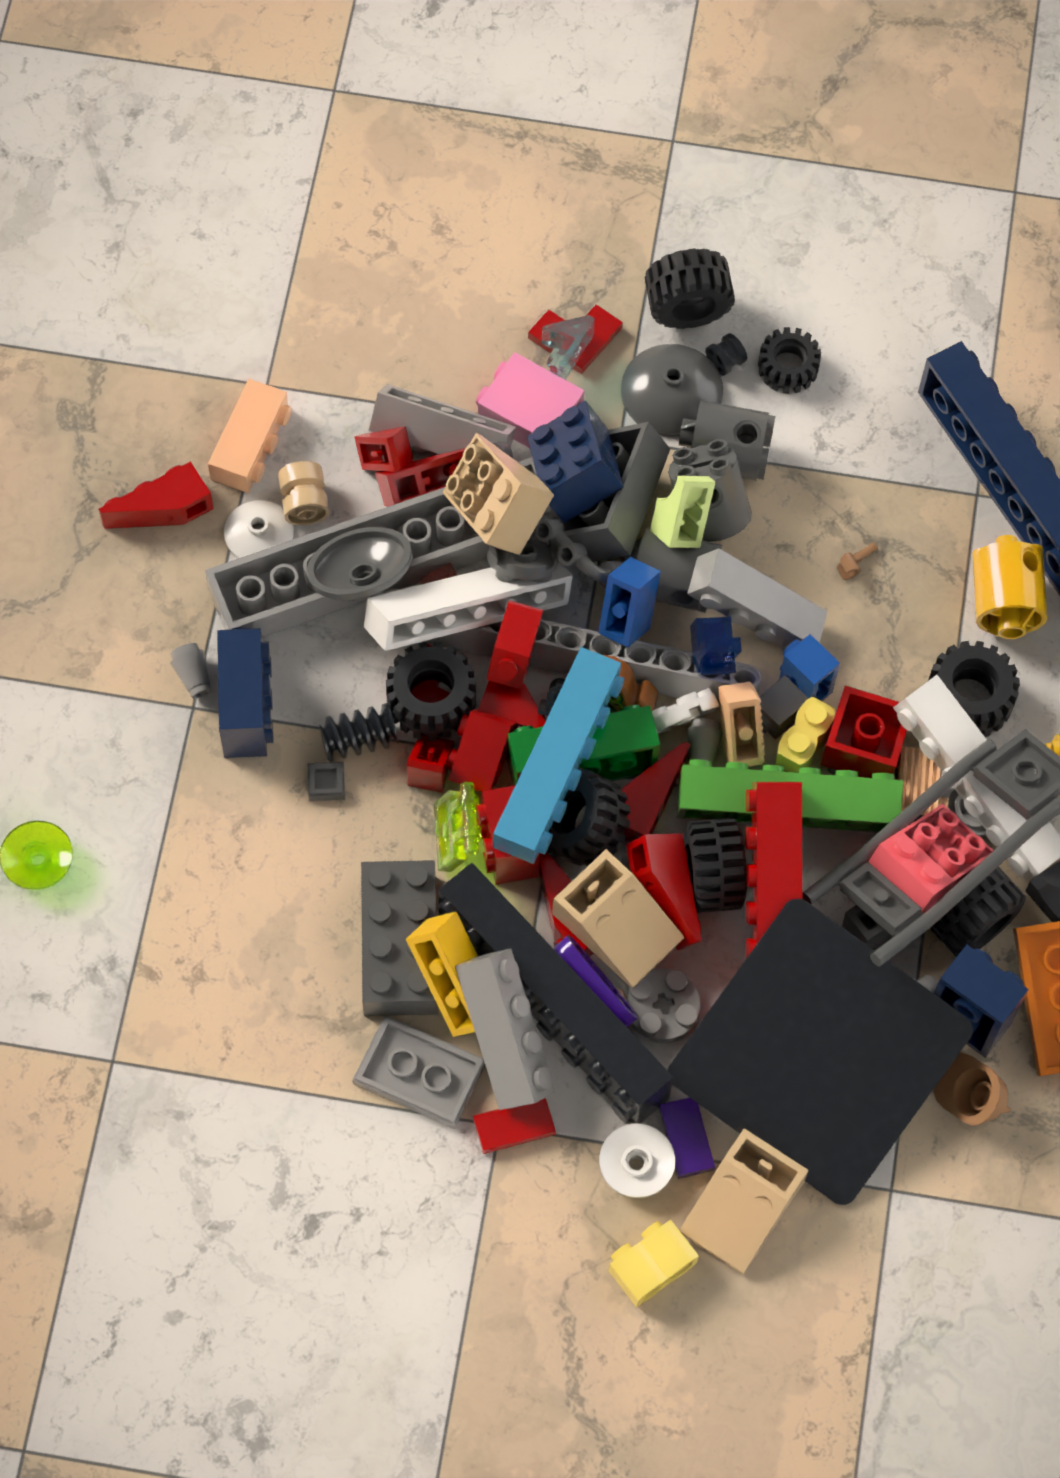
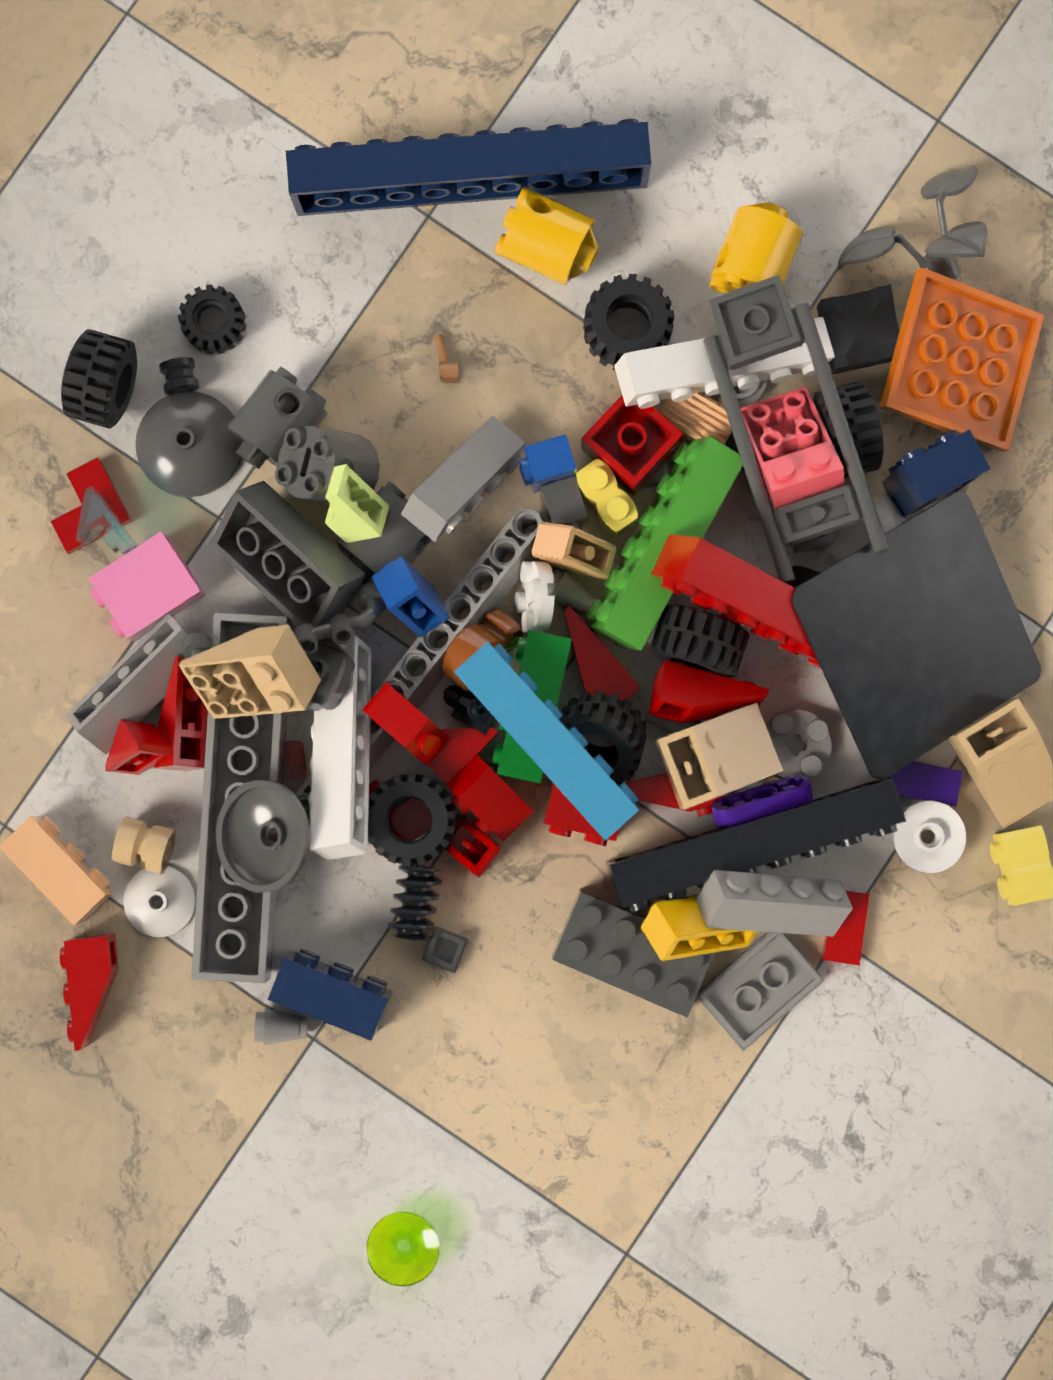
camera: 65 degrees left, 20 degrees up
(456, 827) = (552, 854): clear neon green plate -> none
(575, 460) = (243, 579): dark blue brick -> none
(714, 645) = (491, 540): clear blue brick -> none
(972, 1091) = (1007, 515): medium nougat piece -> none

